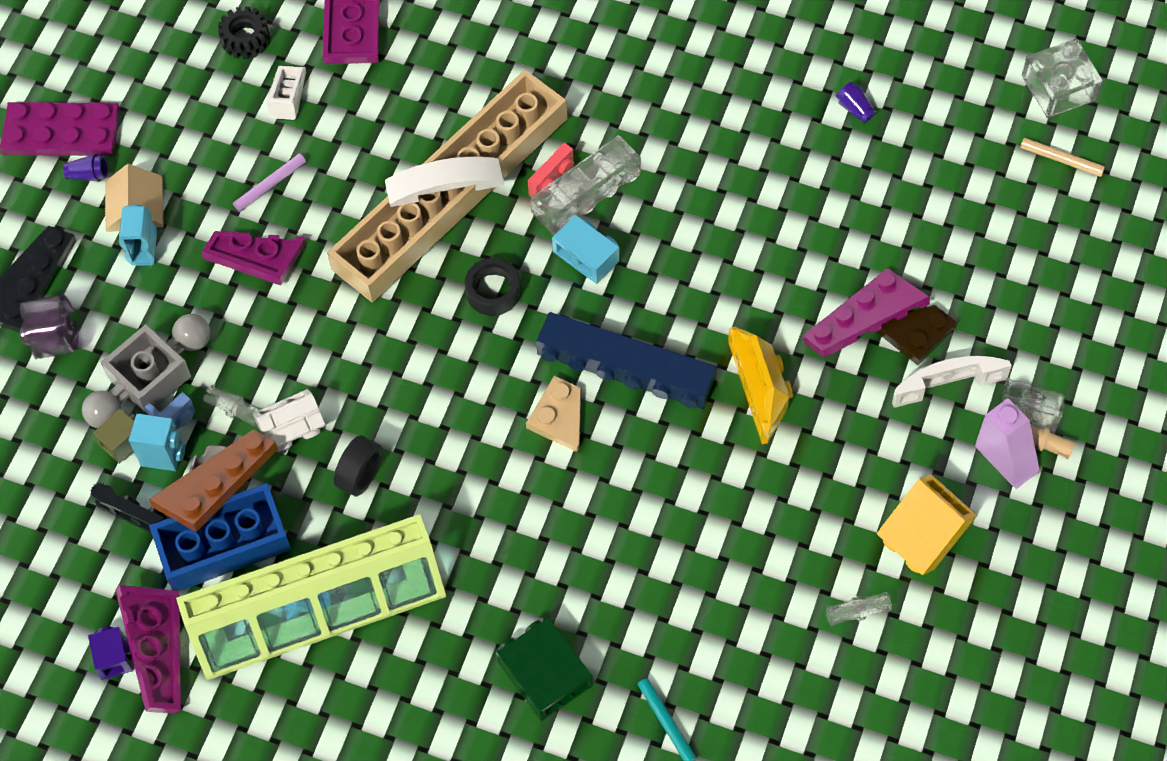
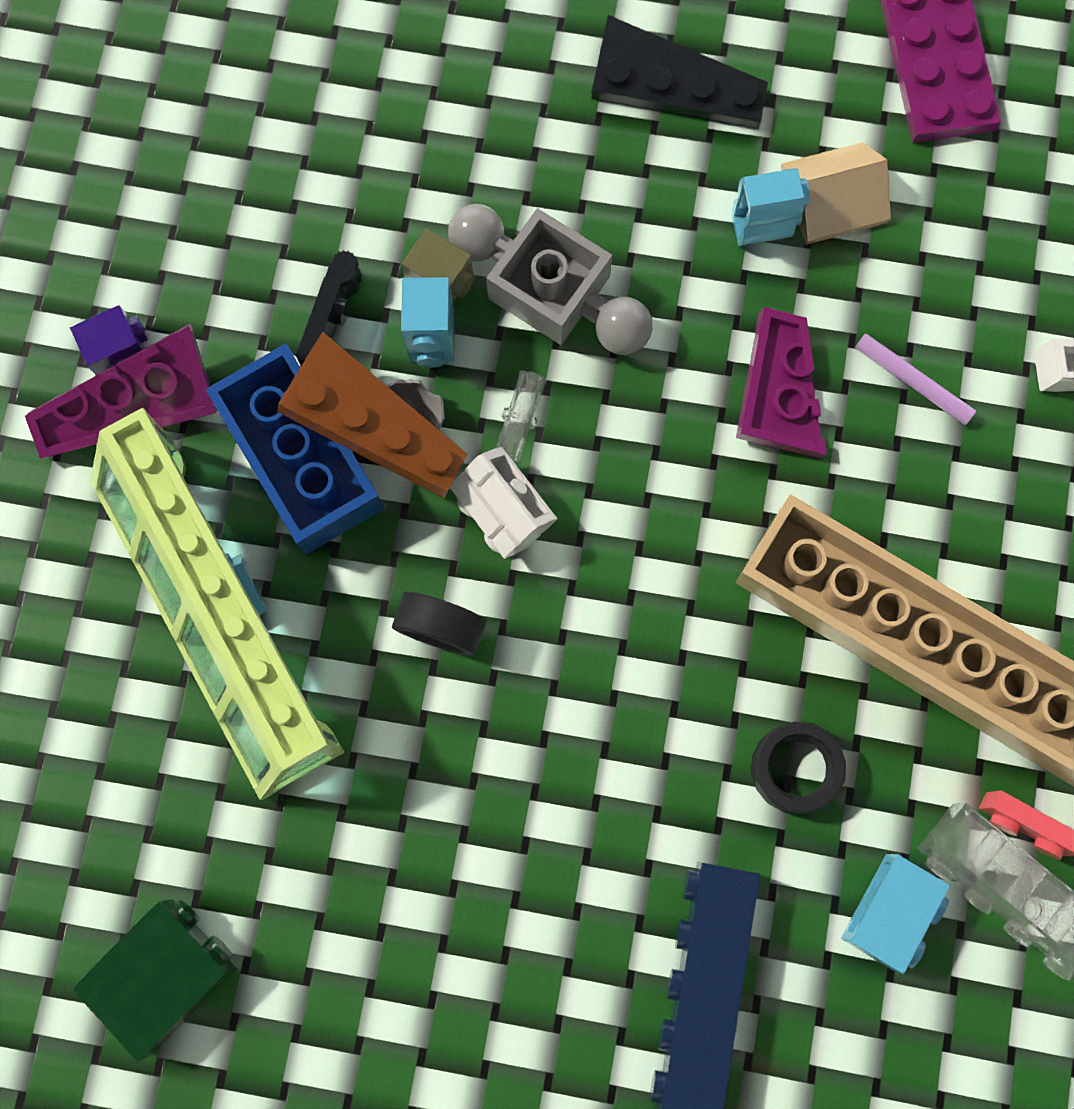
camera: 80 degrees right, 15 degrees up
(49, 327) = (591, 125): clear purple brick -> none
(86, 168) = (875, 110): dark purple cone -> none
(179, 410) = (488, 339): medium blue bracket -> none
(441, 176) = (964, 653): white slope -> none
(558, 414) = (594, 919): tan wing -> none

